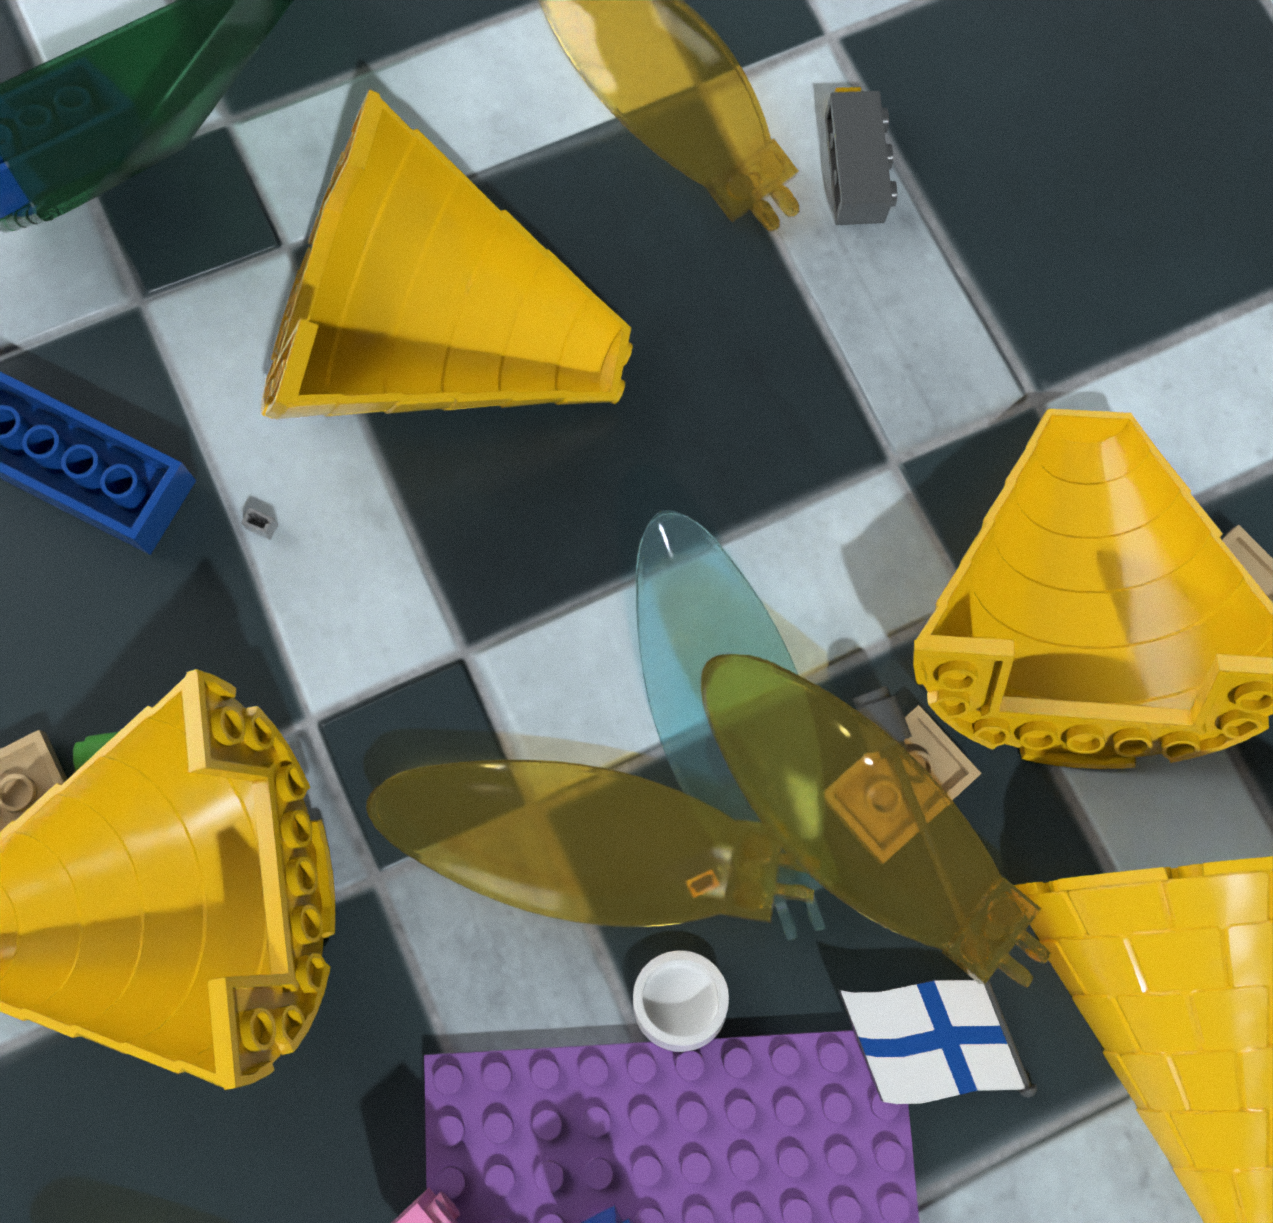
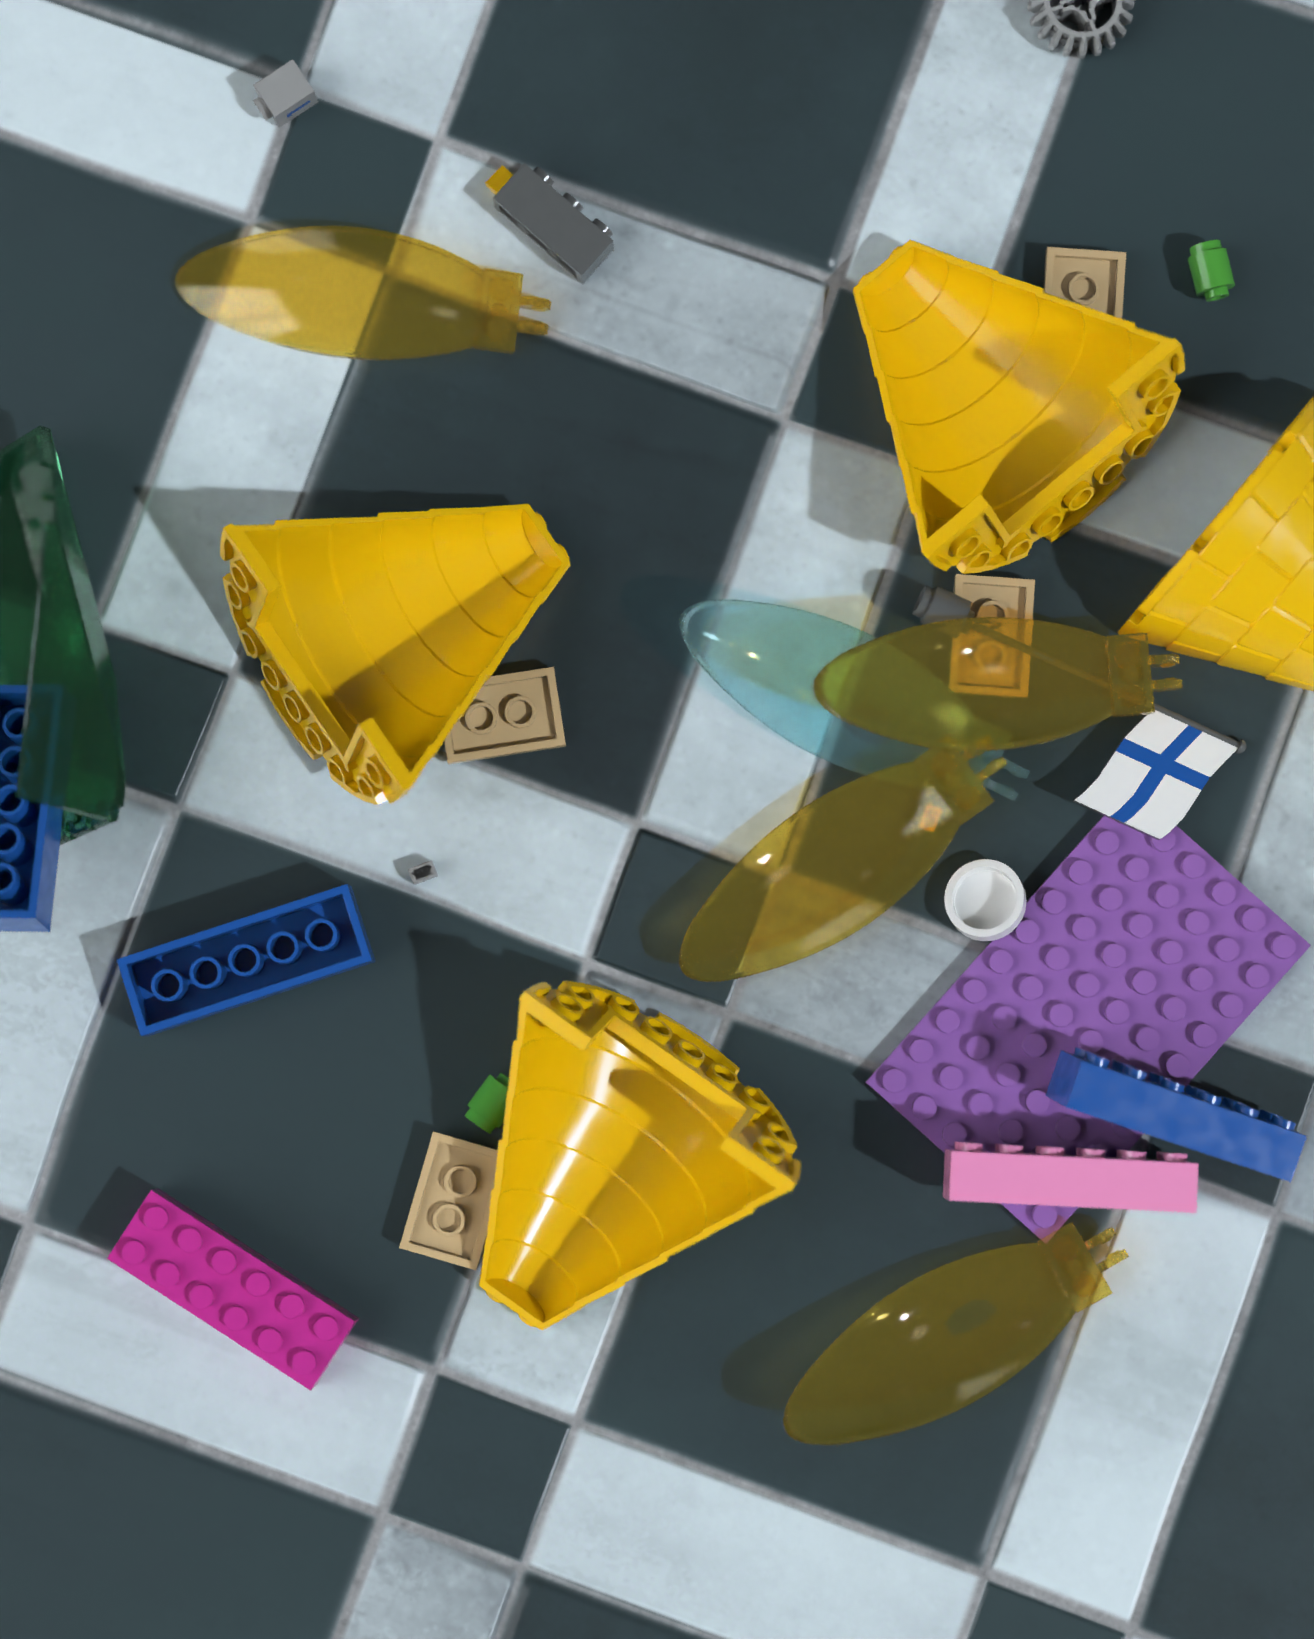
camera: 35 degrees left, 10 degrees up
(446, 466) = (509, 718): none -> tan plate

